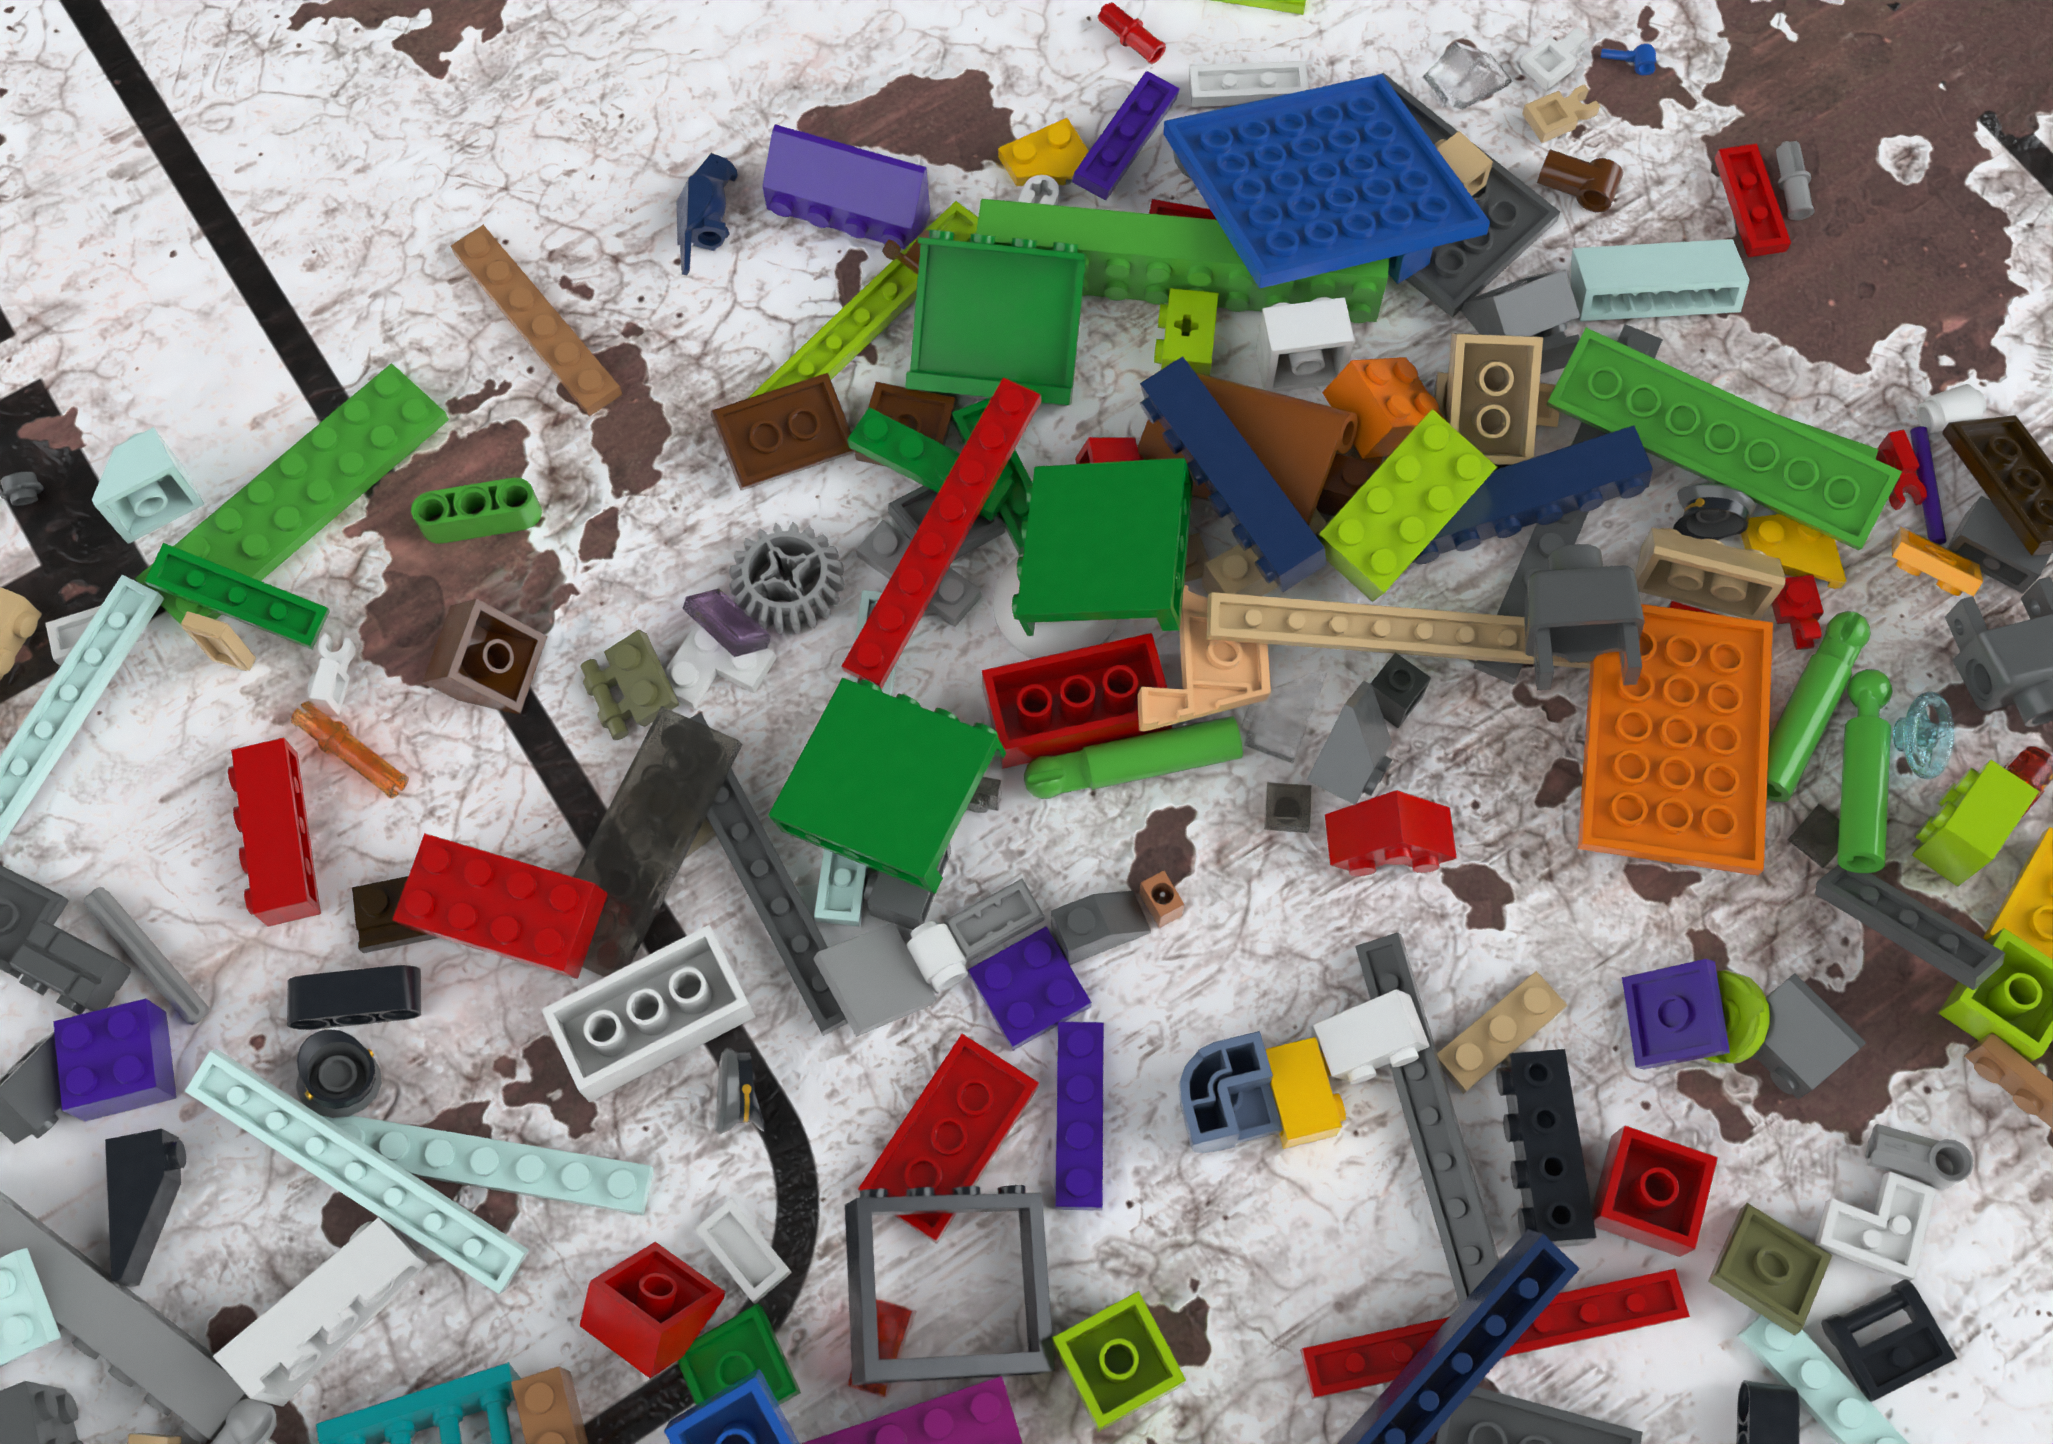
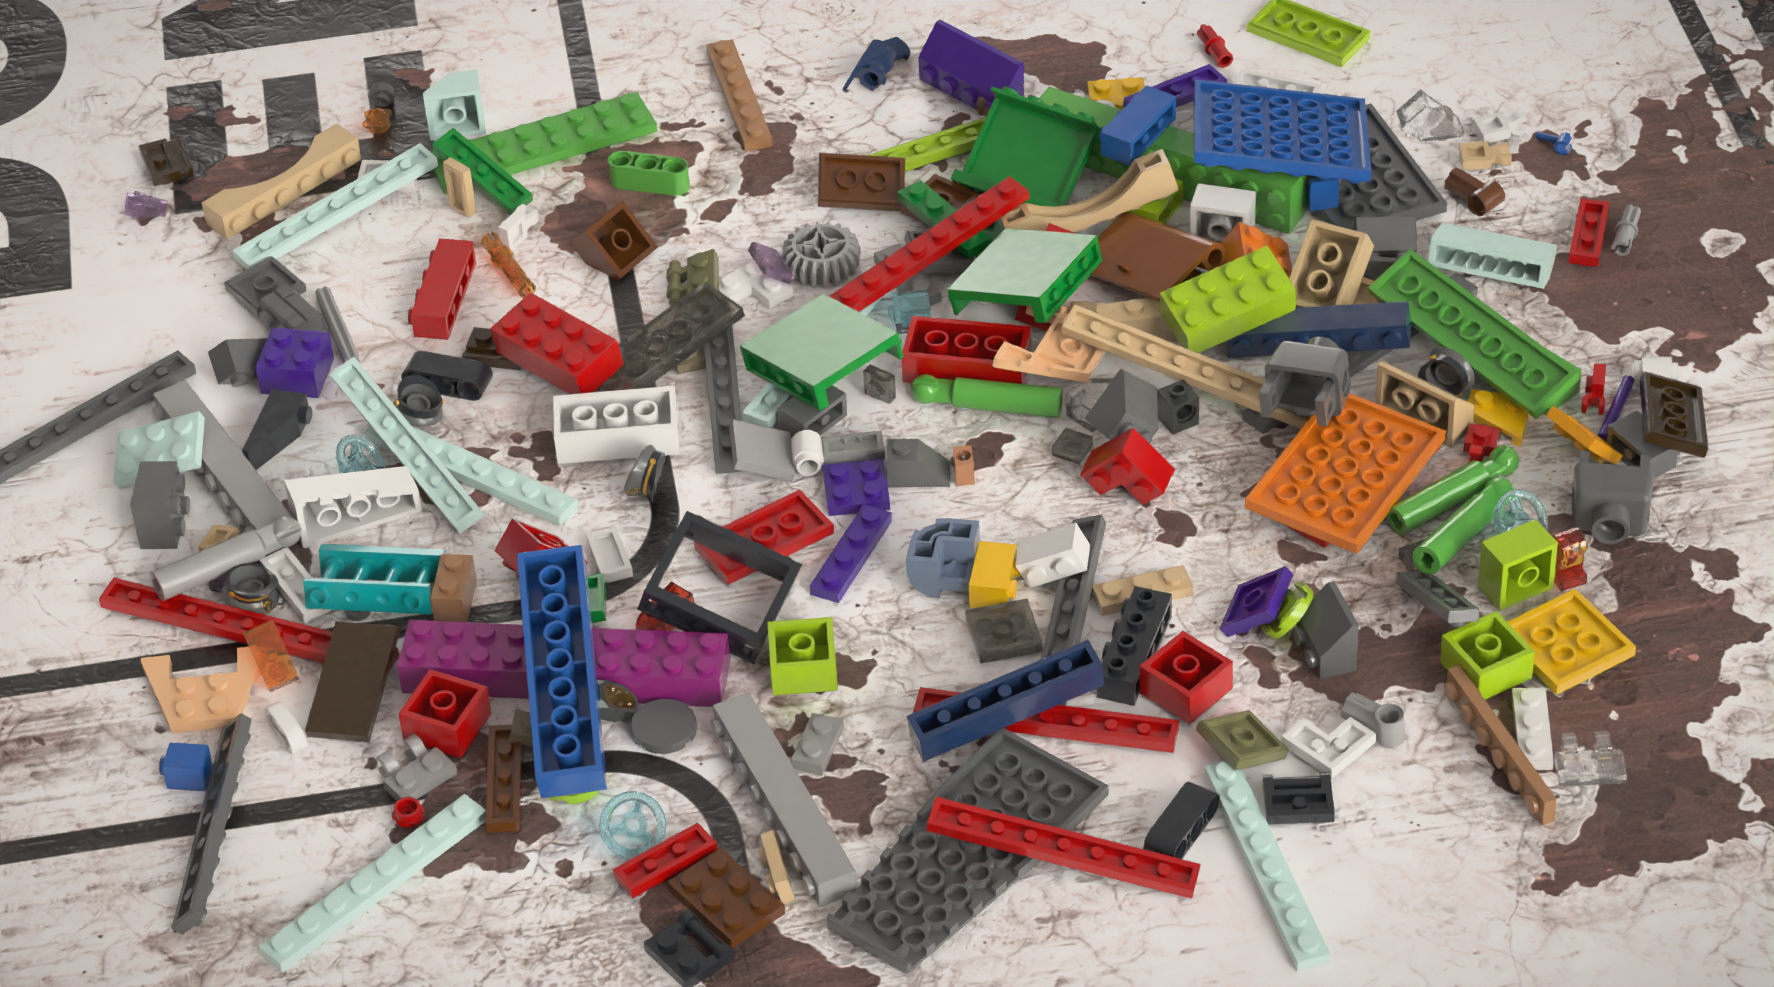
camera: 25 degrees right, 25 degrees down
(41, 543) = (377, 120): none -> clear orange plate
(289, 1235) = (357, 460): none -> clear light blue piece
(958, 642) = (906, 305): none -> clear light blue brick
(1142, 238) = (1138, 125): none -> blue brick
(1185, 328) = (1143, 182): none -> tan arch
(1233, 475) = (1126, 259): dark blue brick -> none
(1359, 1187) = (1003, 631): none -> clear smoke plate
(1466, 161) = (1386, 158): tan brick -> none

